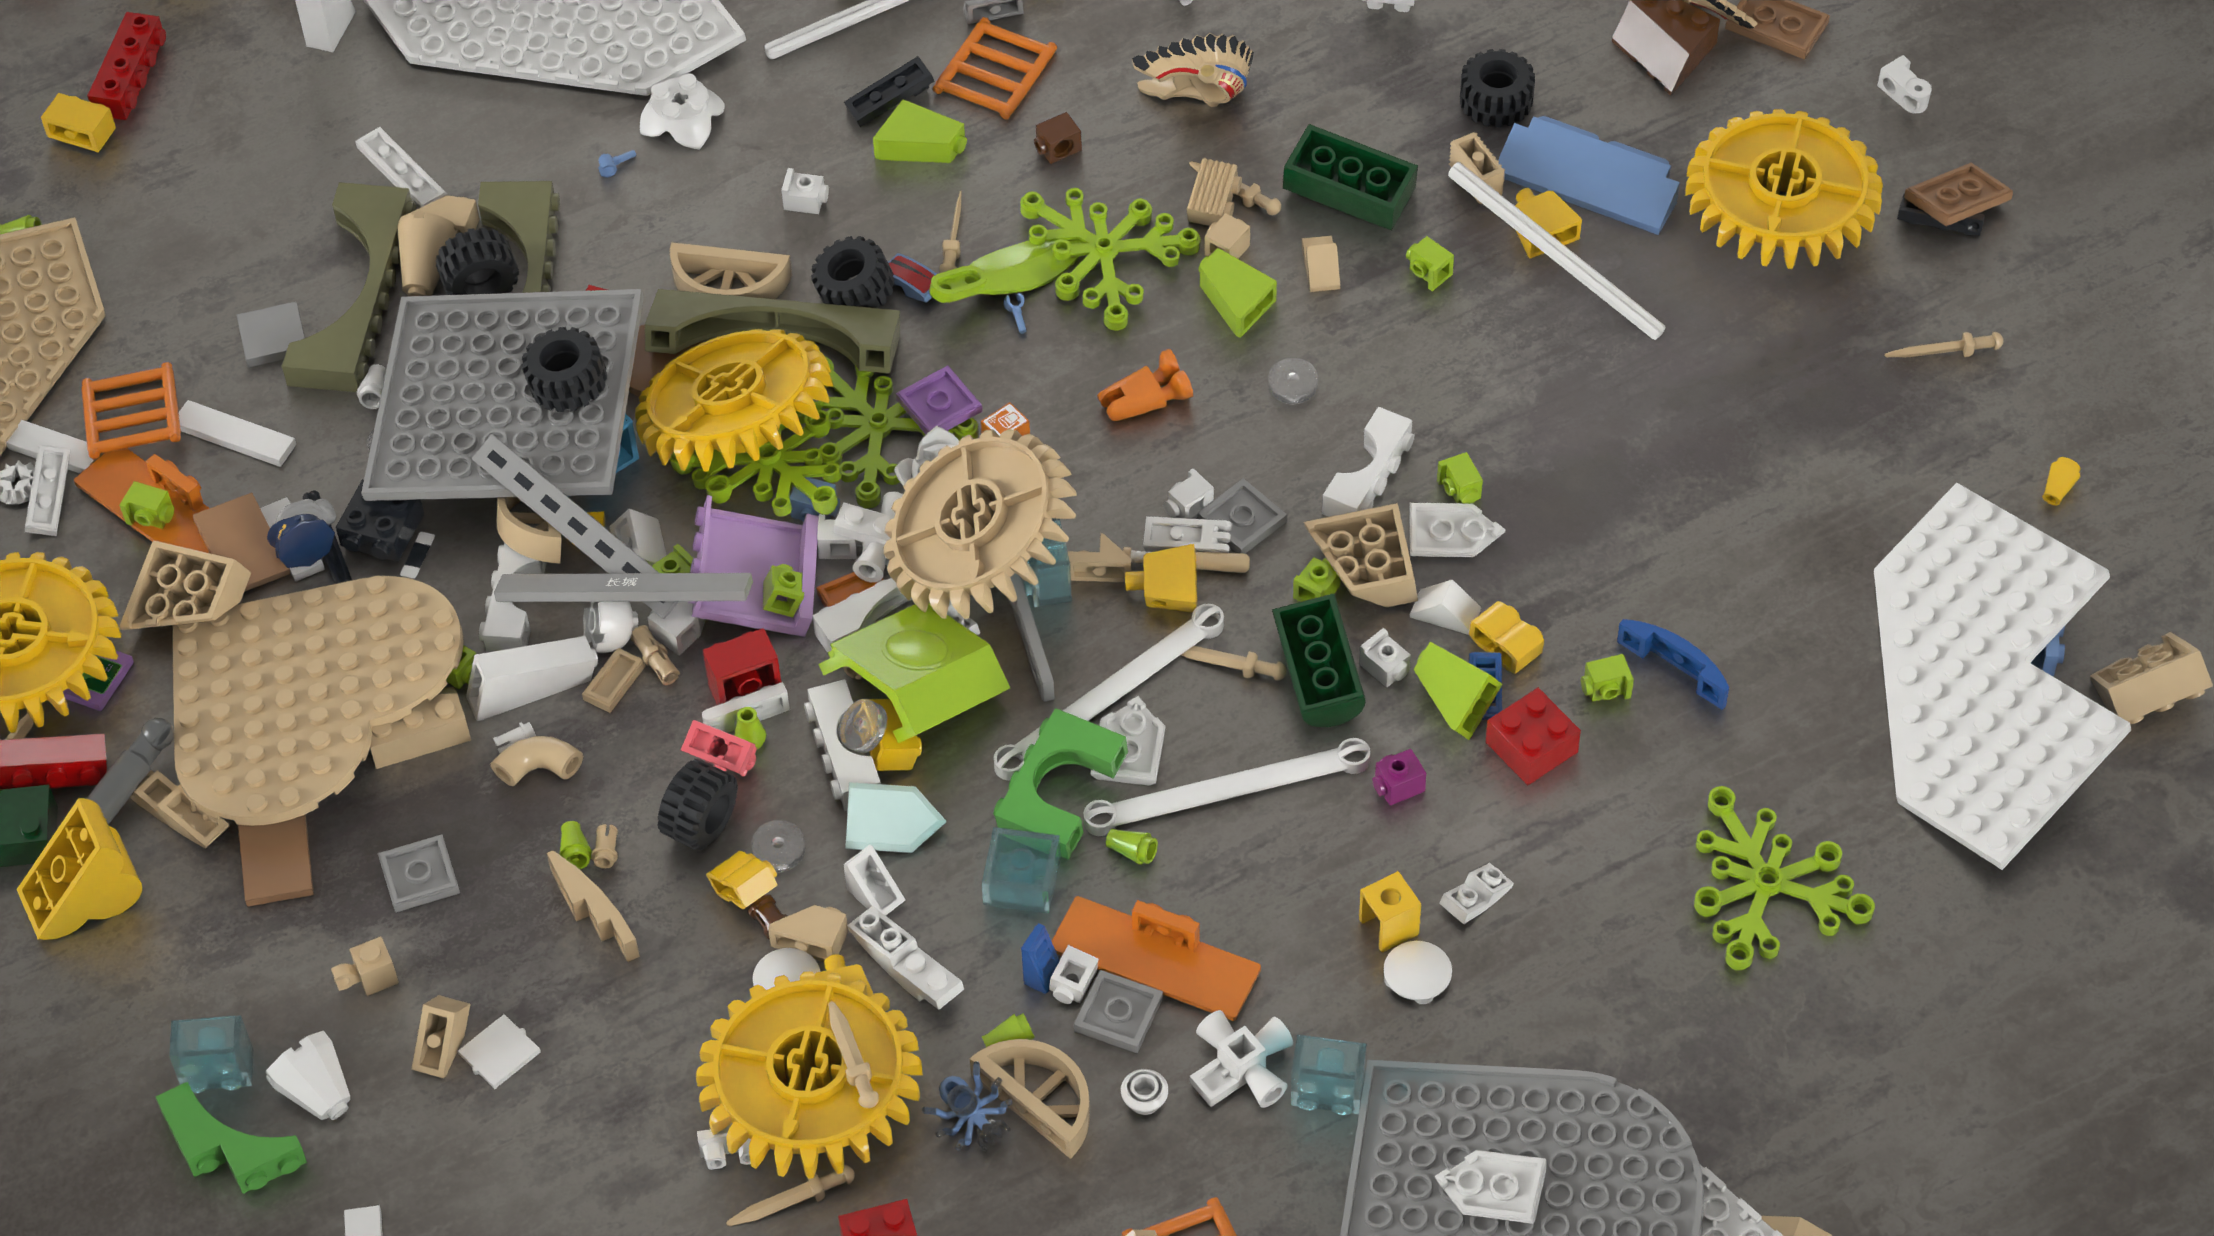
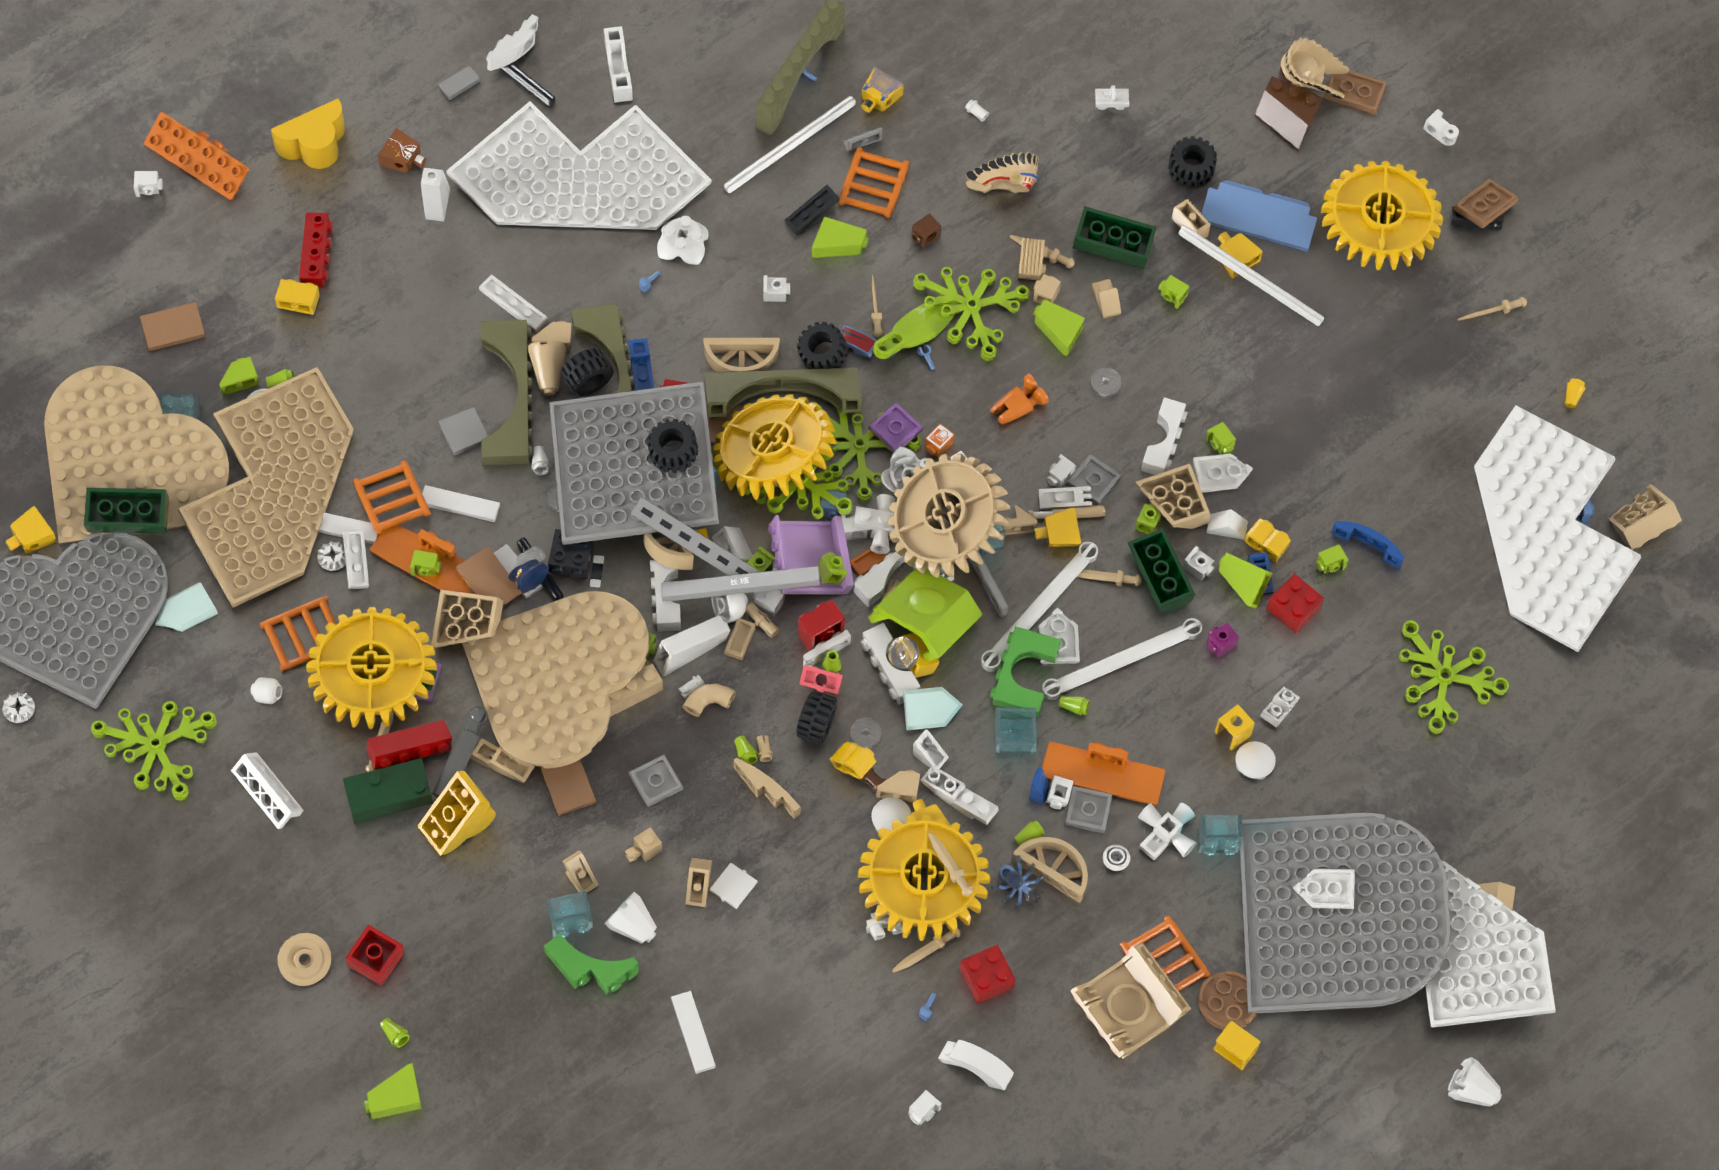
camera: 15 degrees left, 10 degrees up
(251, 994) = (580, 872): none -> tan slope
(569, 262) = (641, 364): none -> blue slope

